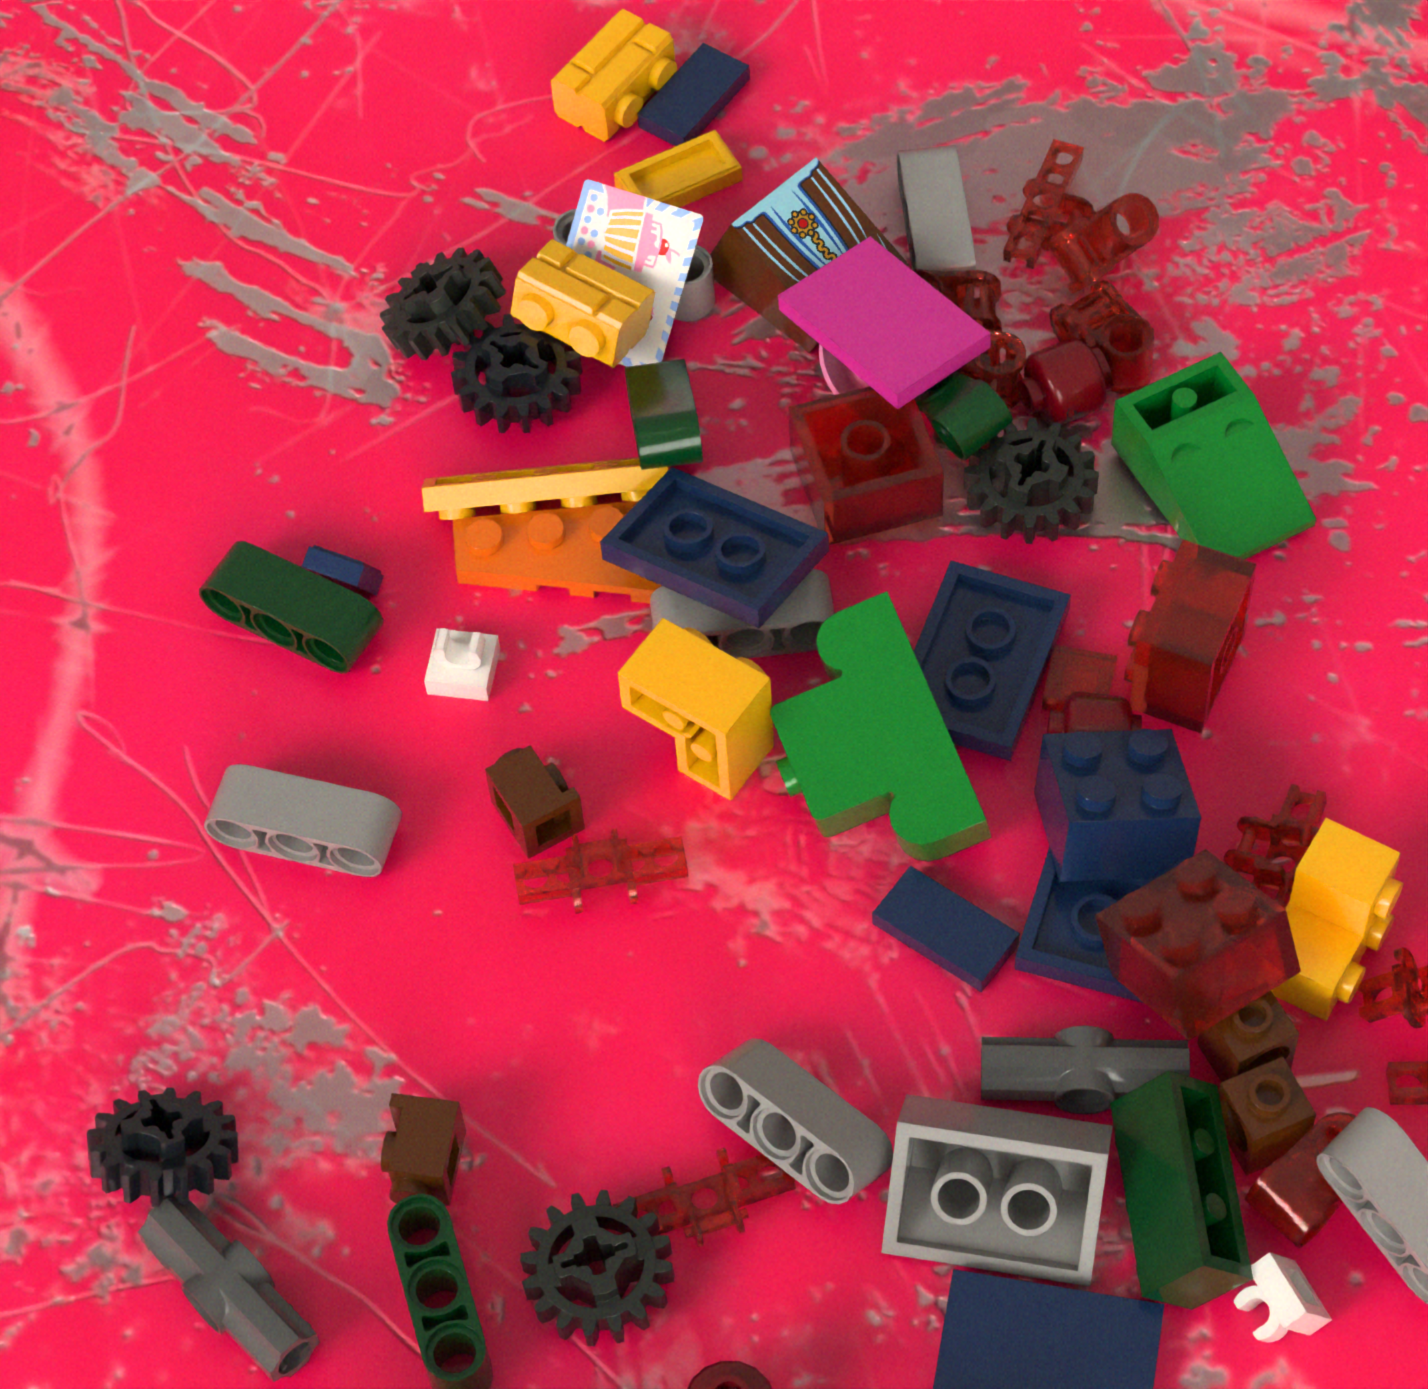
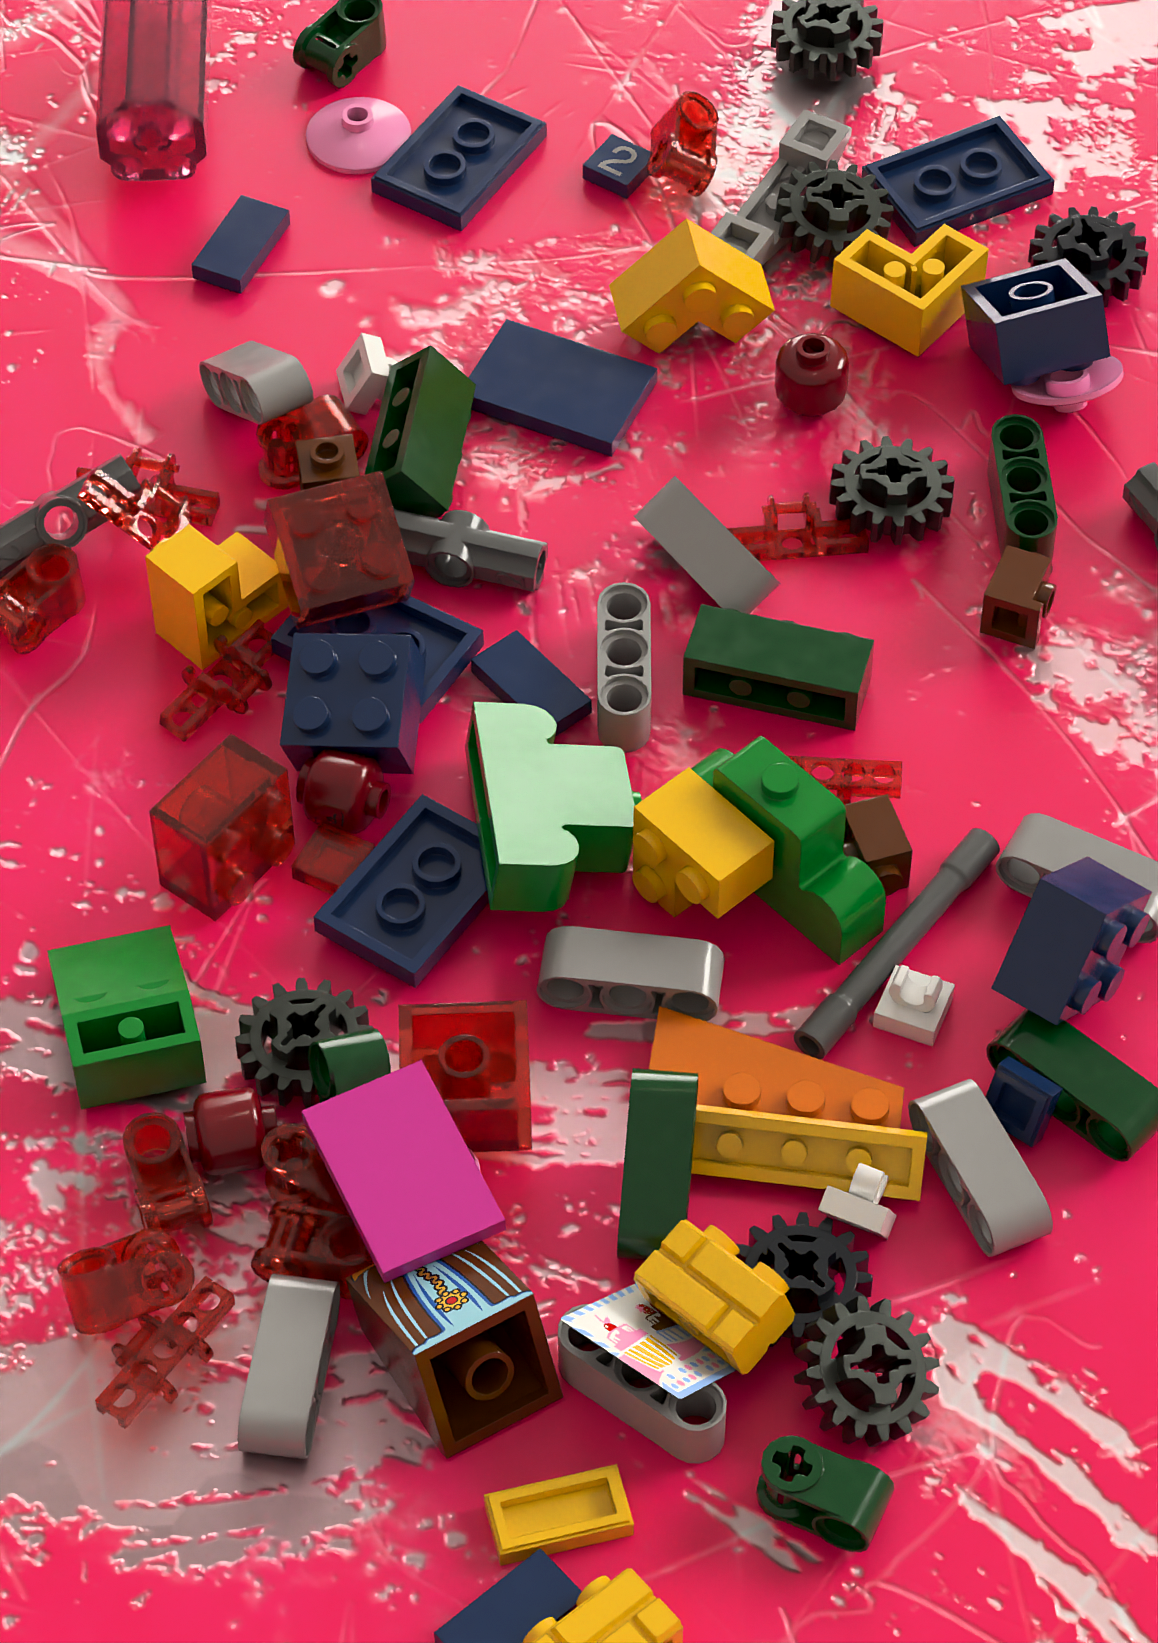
camera: 170 degrees left, 5 degrees down
(303, 679) = (1073, 940): none -> dark blue brick
(373, 509) = (981, 1168): none -> light grey beam
(443, 803) = (841, 1008): none -> dark grey piece
(461, 215) = (828, 1492): none -> dark green piece
(476, 439) = (861, 1205): none -> white tile
(634, 754) = (813, 882): none -> green brick
(676, 993) = (777, 667): none -> dark green brick
(715, 547) = (644, 988): dark blue plate -> none
(853, 981) = (624, 666): none -> light grey beam
(996, 1189) = (553, 486): light grey slope -> none

